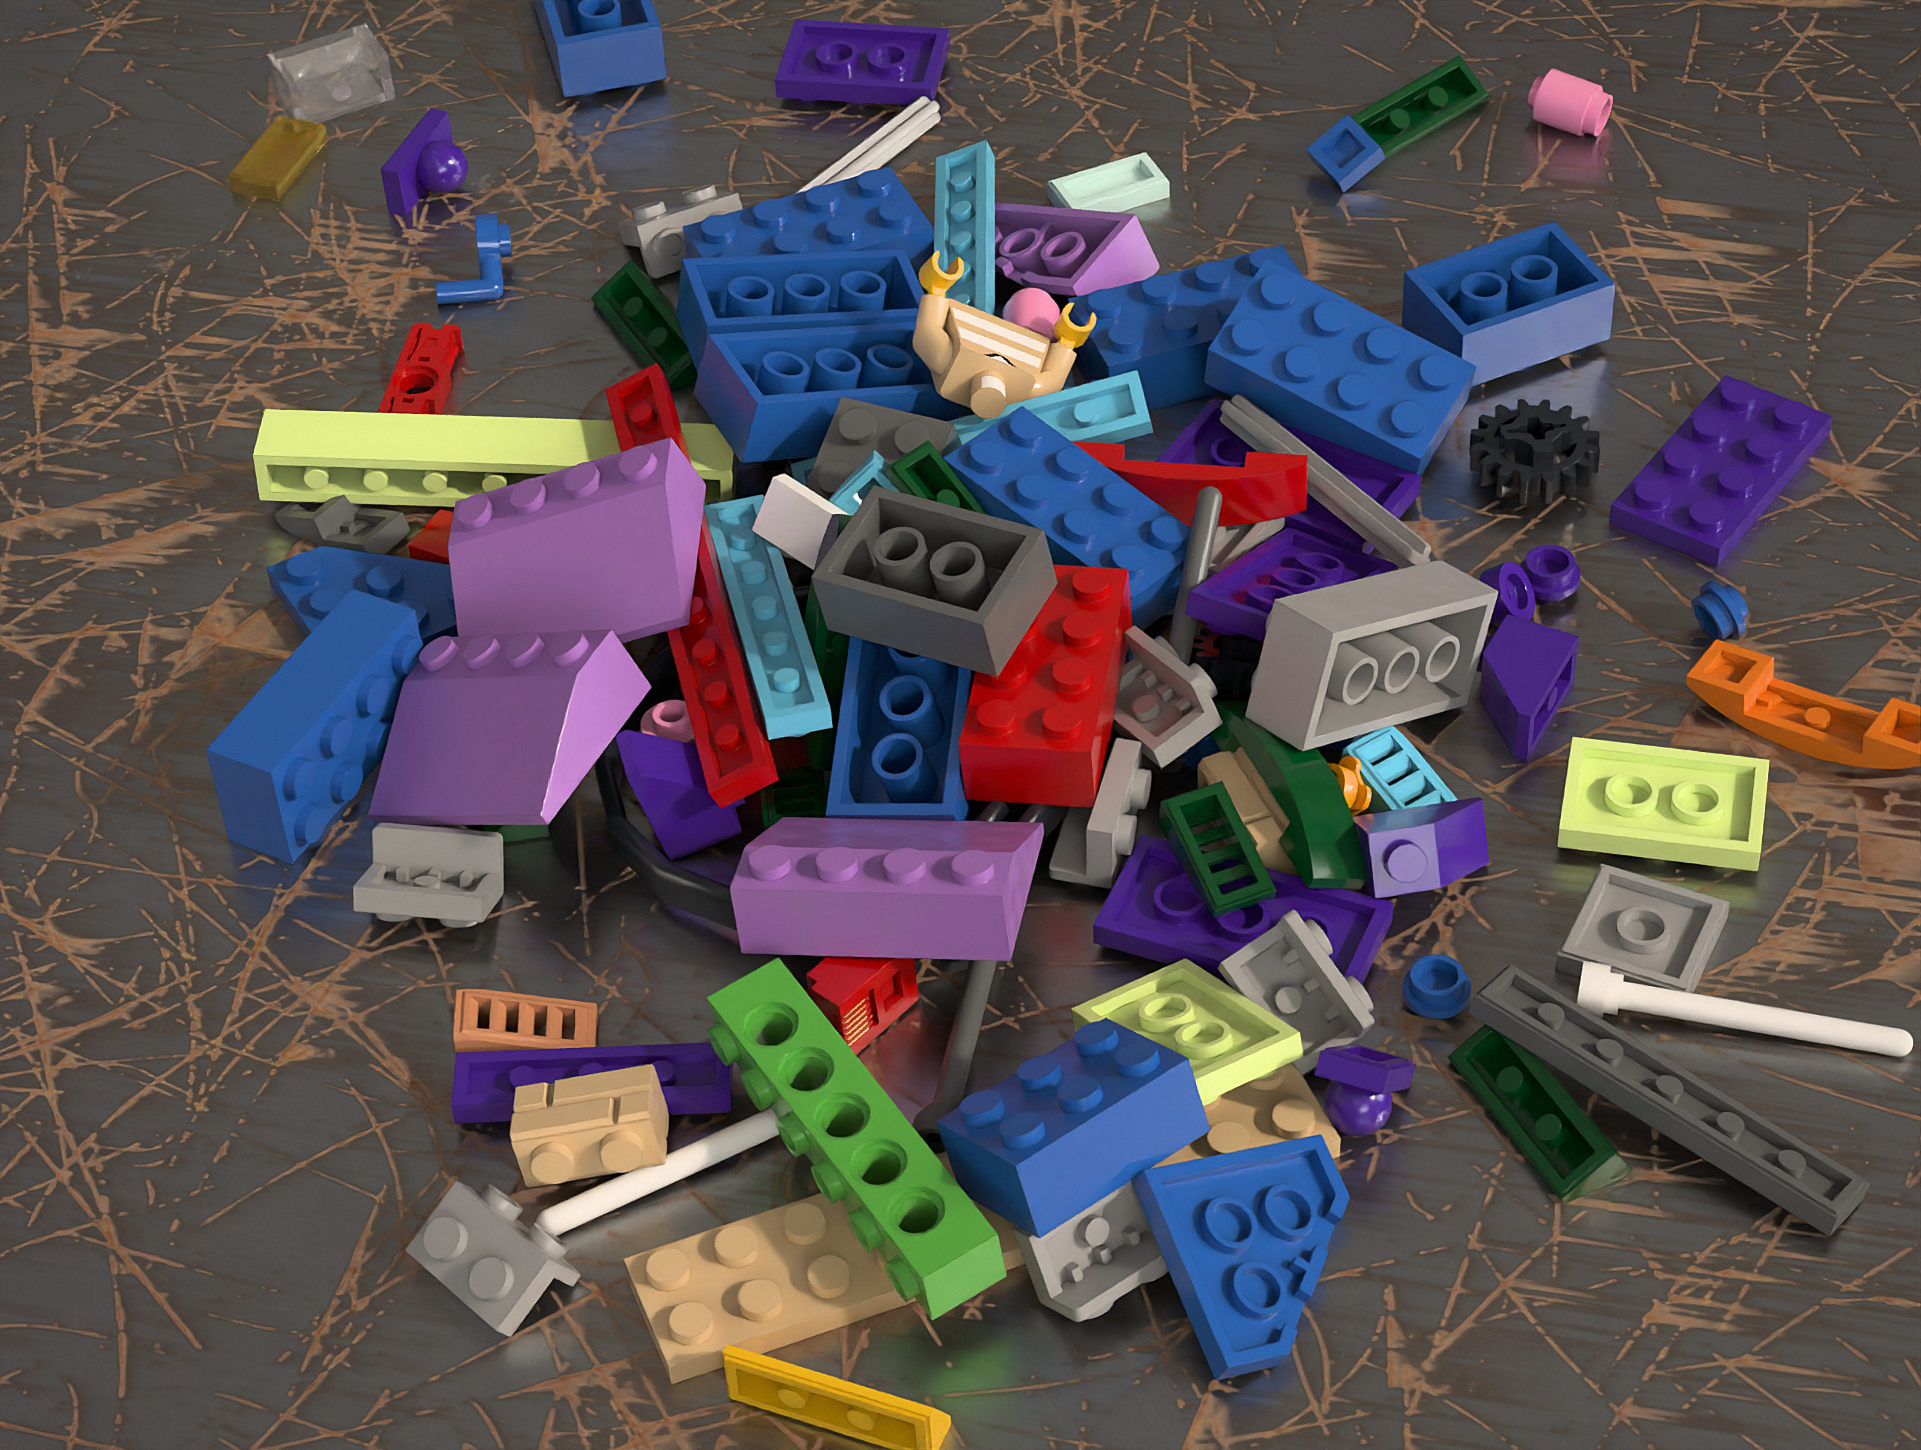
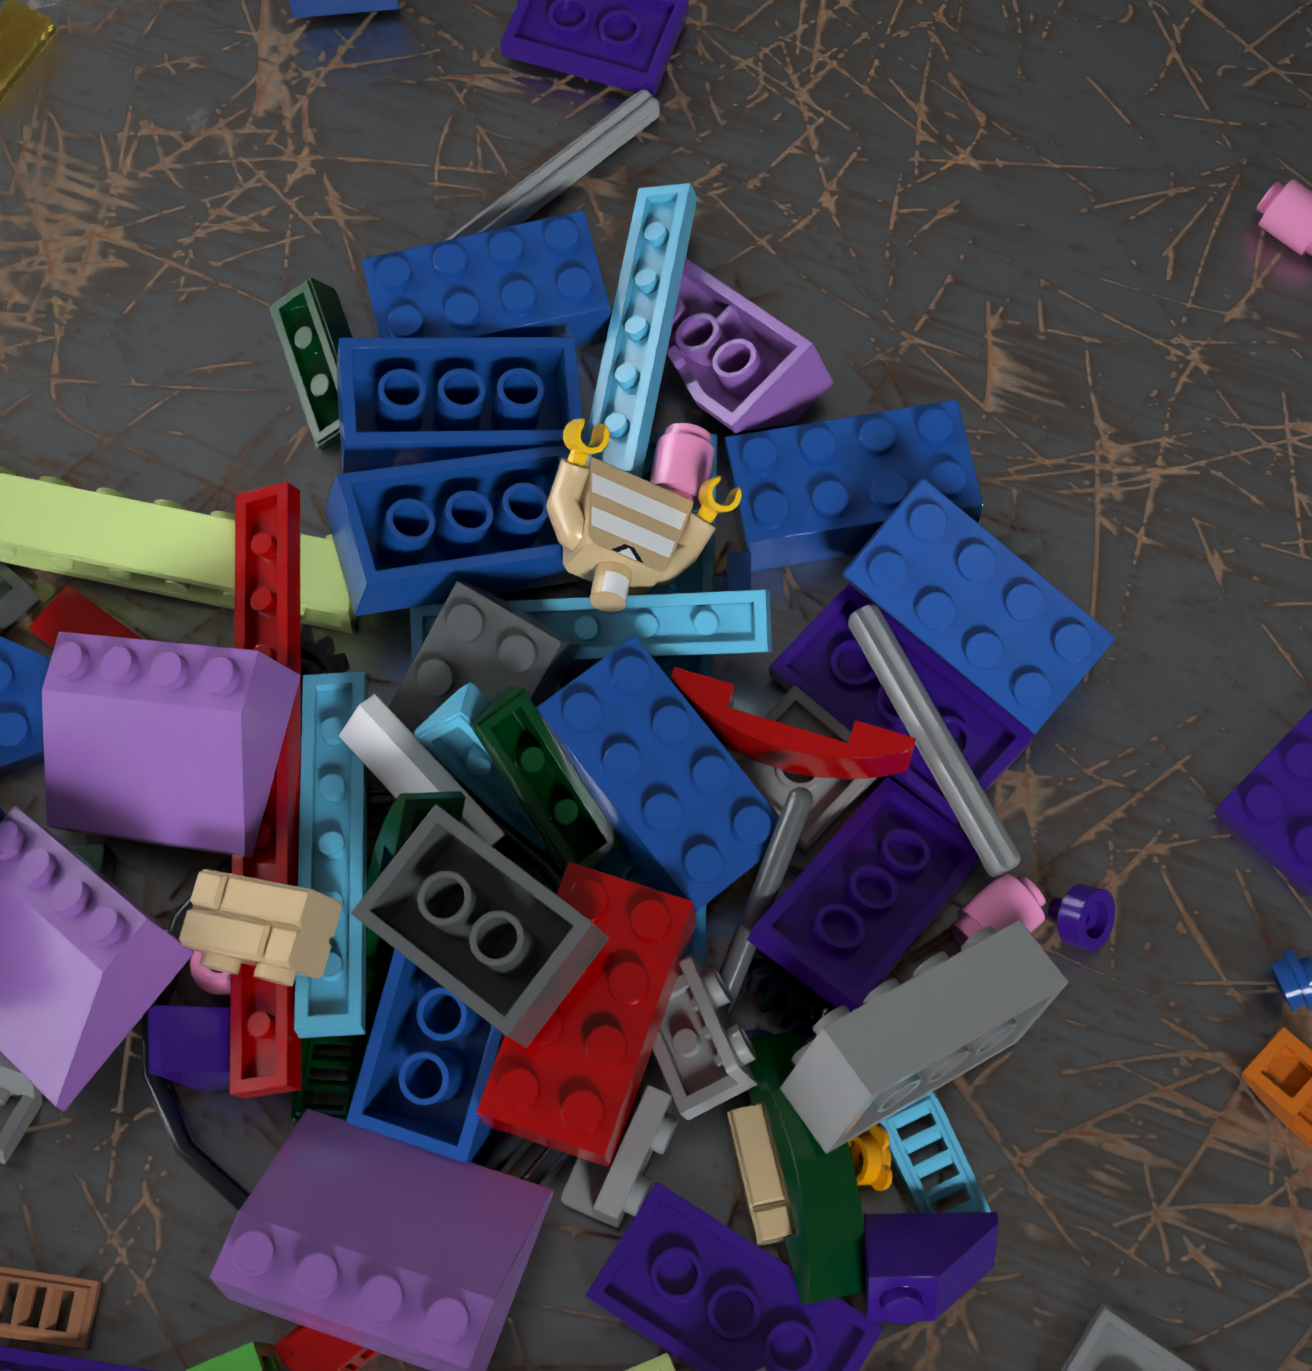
camera: 10 degrees right, 25 degrees up
(423, 163) = (135, 97): dark purple tile -> none
(423, 363) = (90, 375): red piece -> none
(492, 244) = (180, 225): blue plate -> none
(660, 229) = (371, 227): light grey bracket -> none
(715, 644) = (260, 924): none -> tan brick
(1111, 186) = (807, 248): light aqua tile -> none
(1202, 806) = (737, 1294): dark green slope -> none
(1345, 153) = (1054, 251): blue plate -> none
(1422, 106) = (1135, 195): dark green slope -> none
(1511, 302) = (1172, 514): blue brick -> none
(1525, 680) = (1078, 1042): dark purple slope -> none
(1534, 451) = (1178, 703): black gear -> none
(1551, 572) = (1137, 887): dark purple plate -> none
(1664, 803) = (1184, 1236): yellowish green plate -> none

